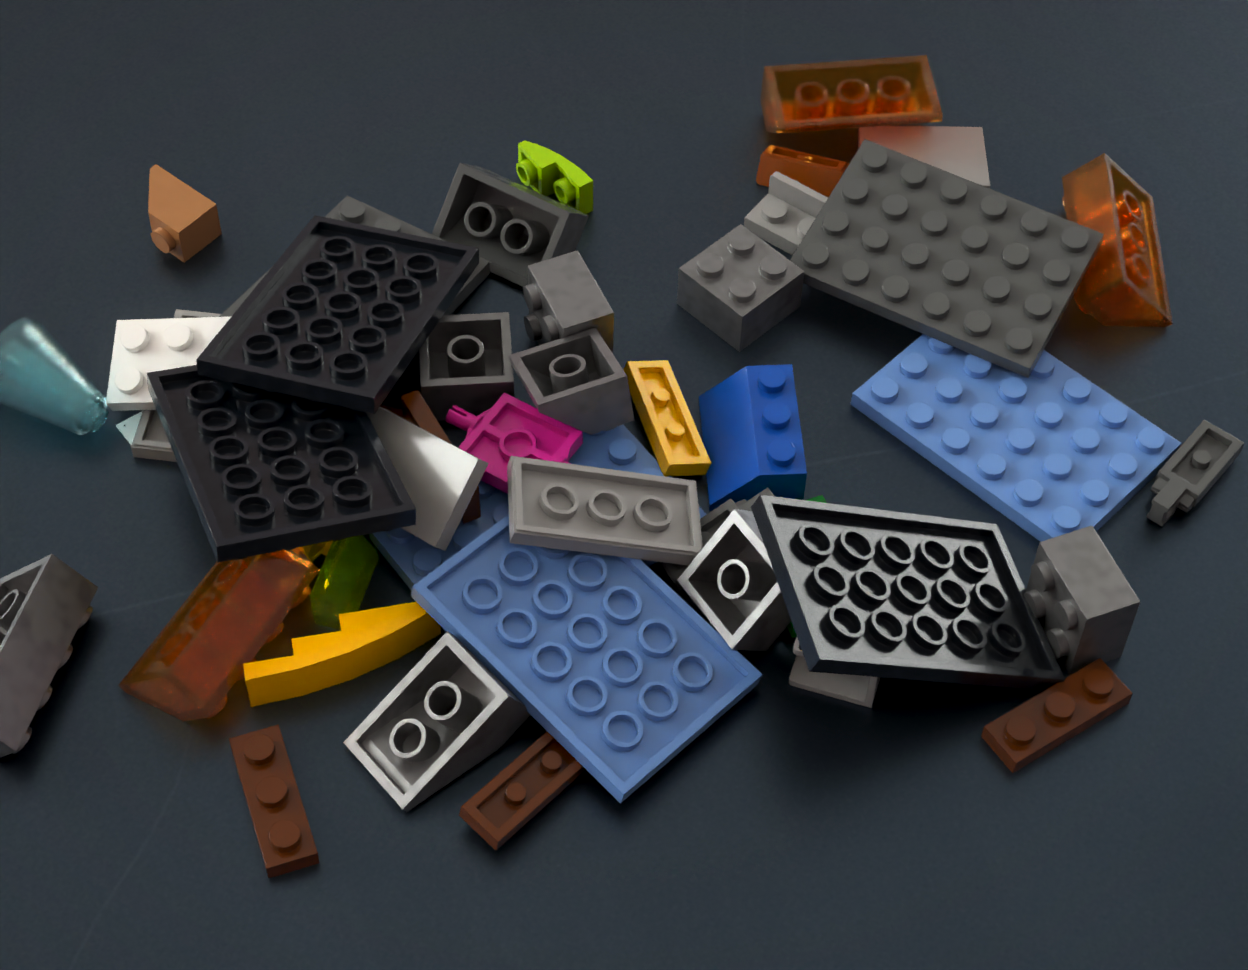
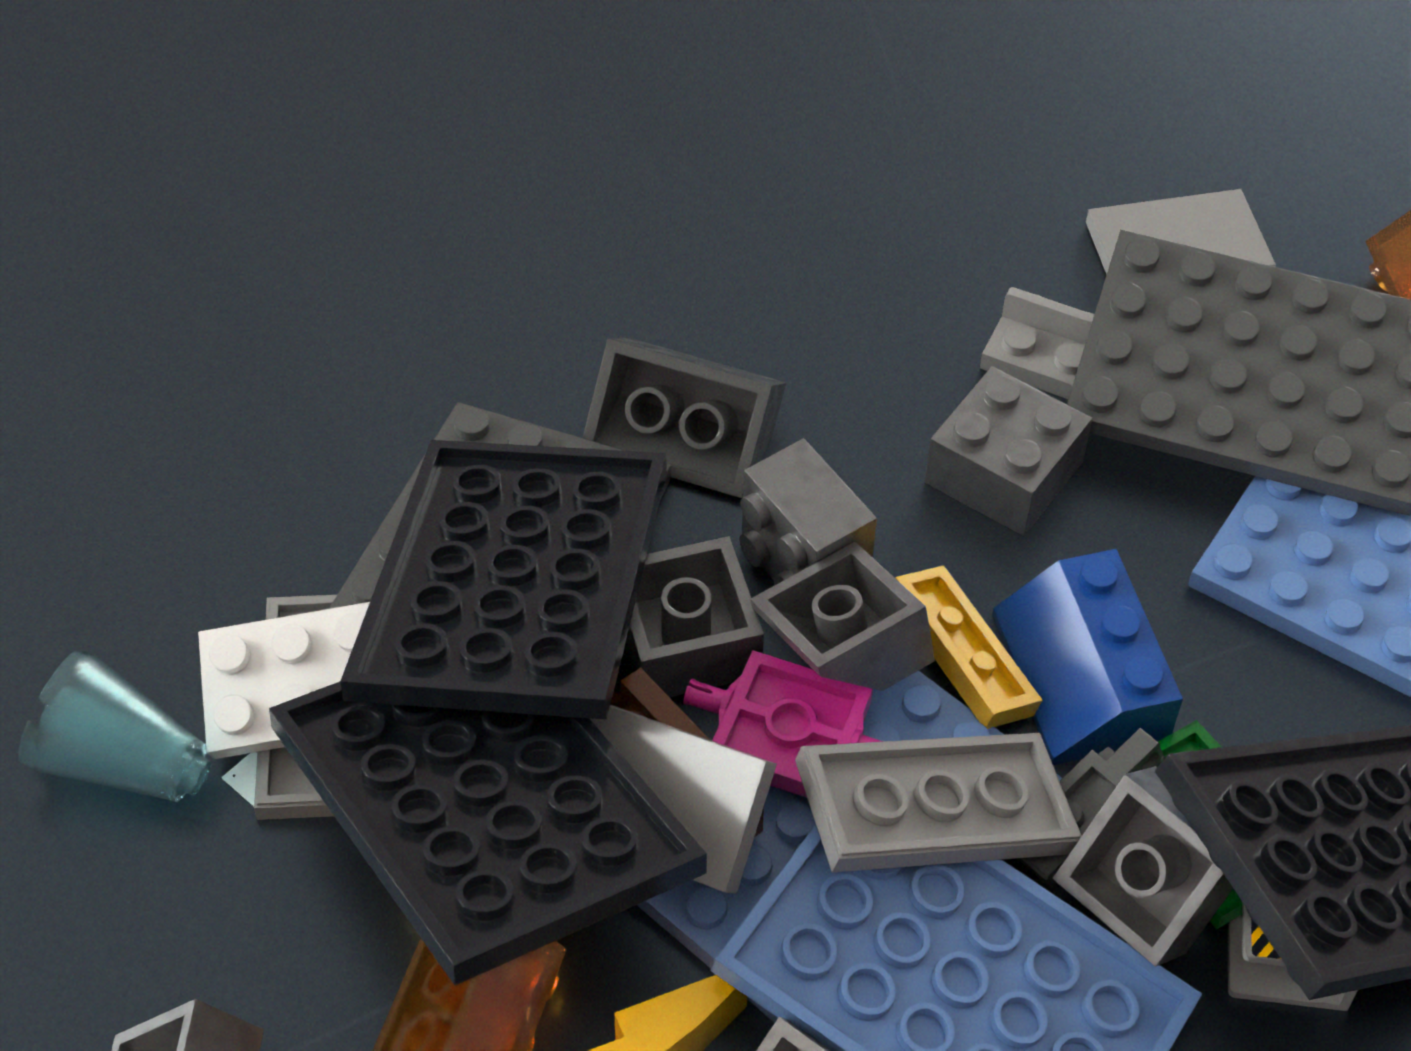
camera: 10 degrees left, 0 degrees up
(180, 216) = (241, 465): medium nougat slope -> none
(343, 580) = (599, 970): clear neon green slope -> none
(552, 173) = (716, 329): lime slope -> none
(808, 169) = (1048, 276): dark orange slope -> none
(849, 94) = (1072, 174): clear orange slope -> none

